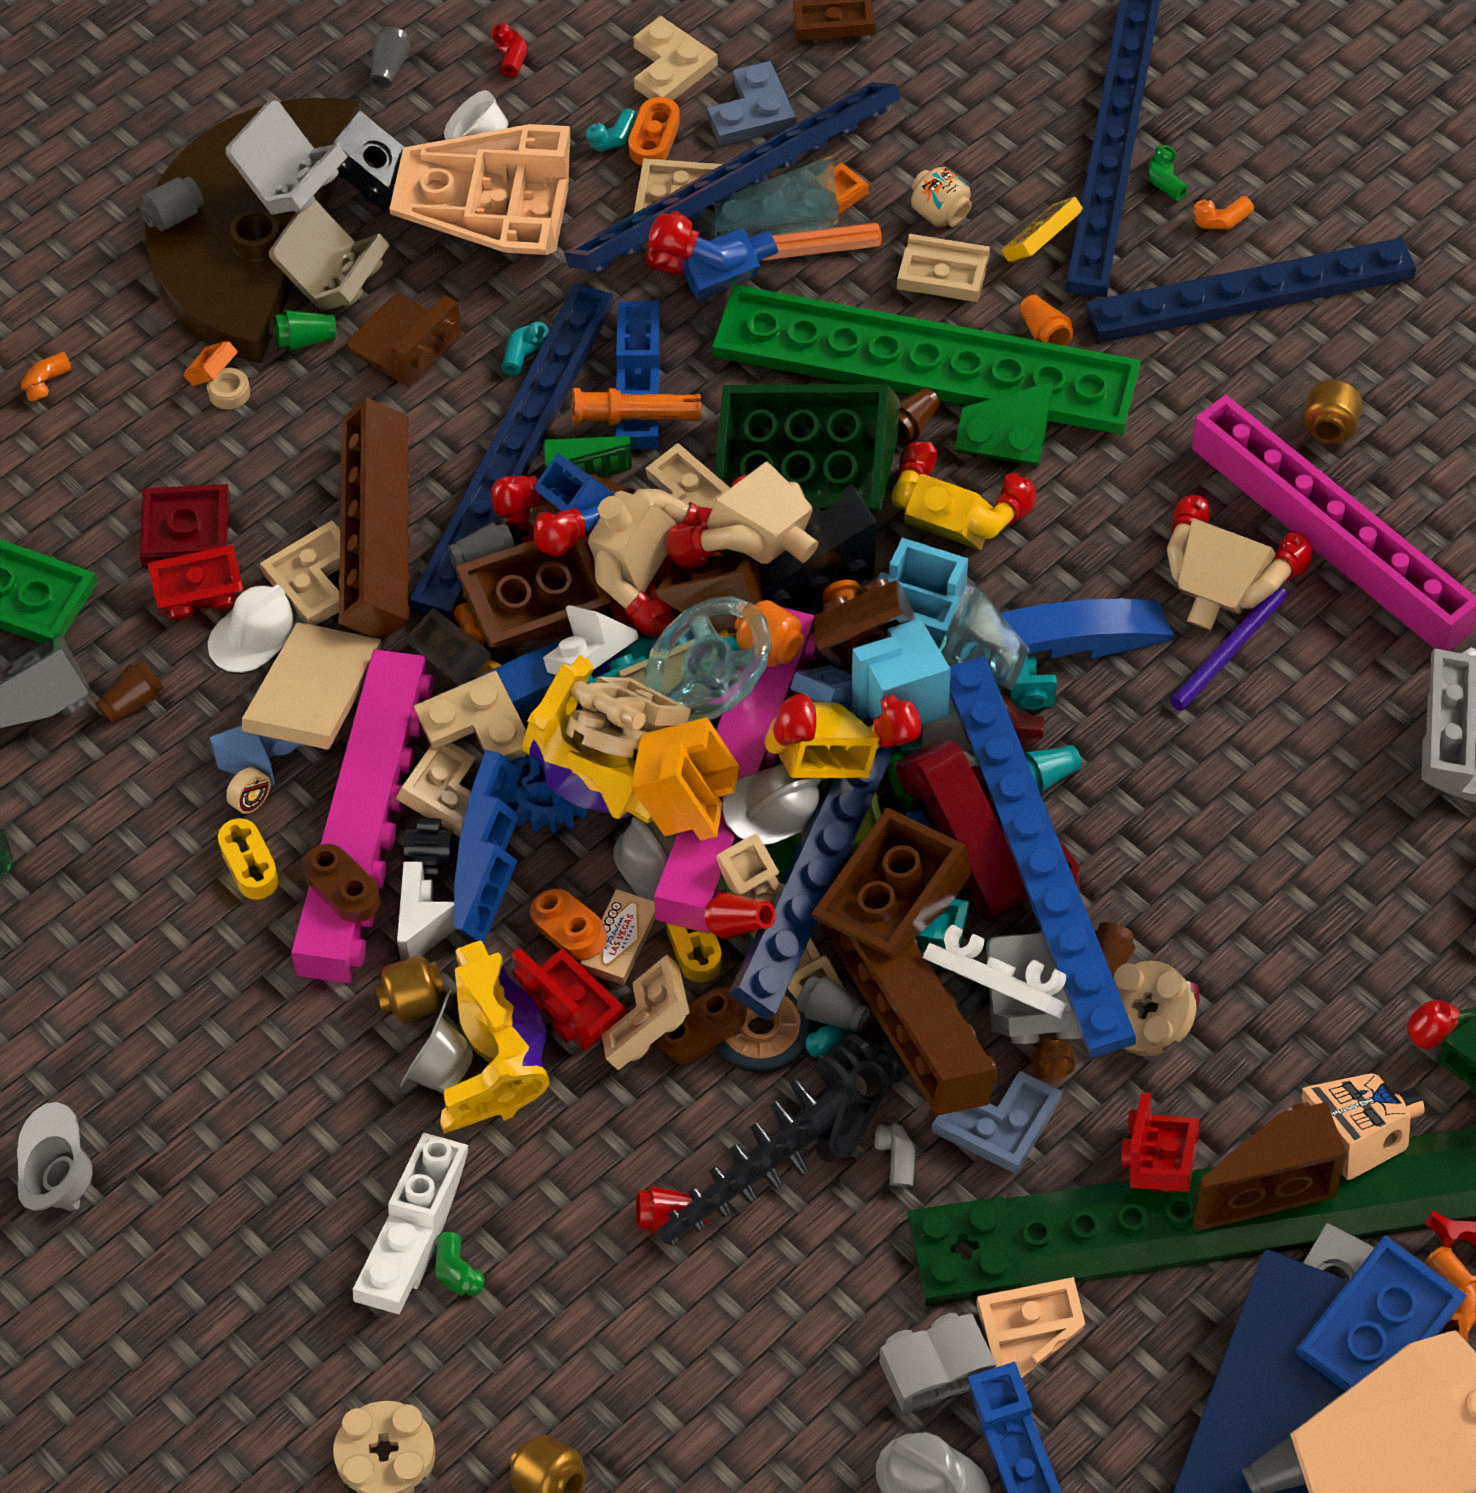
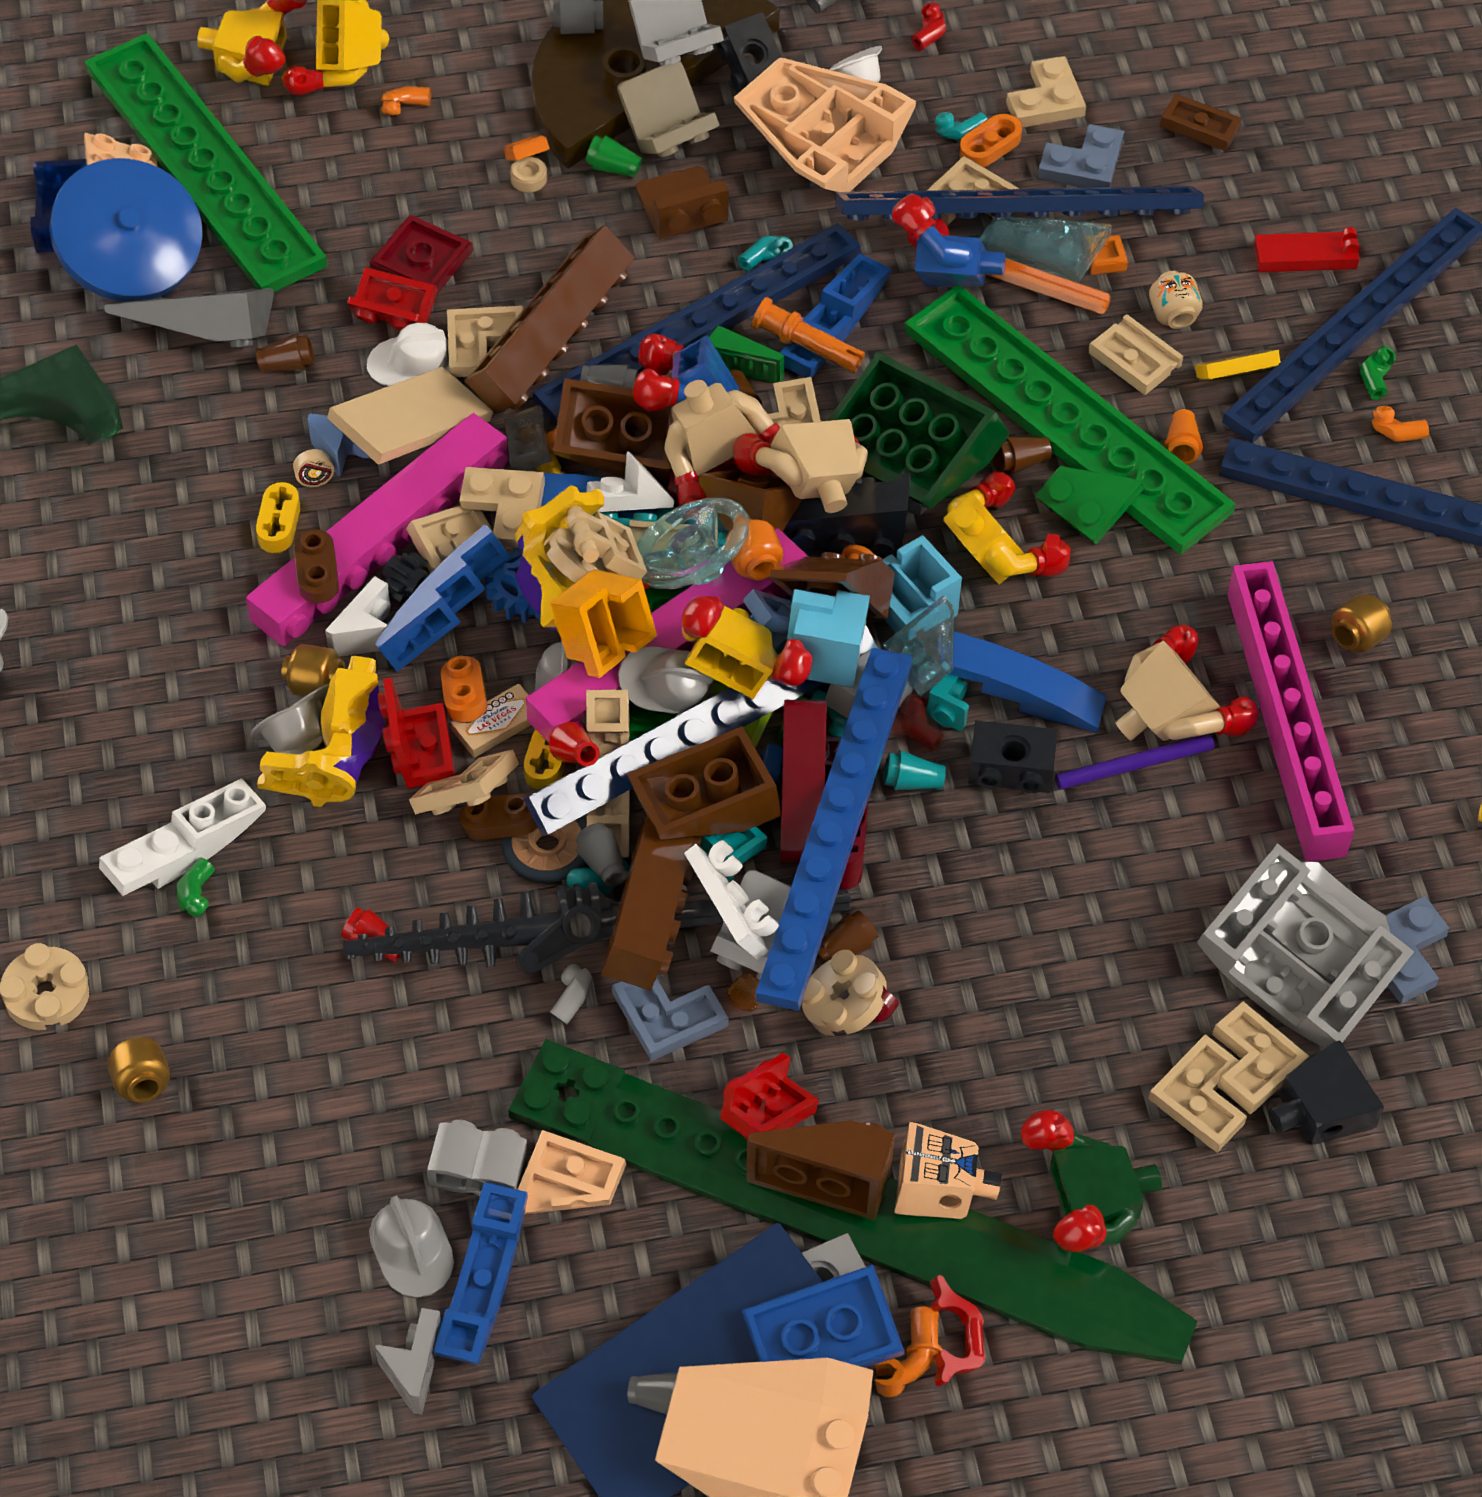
camera: 30 degrees right, 0 degrees up
(1019, 92) = (1307, 251): none -> red hinge
(1137, 684) = (1029, 745): none -> black brick

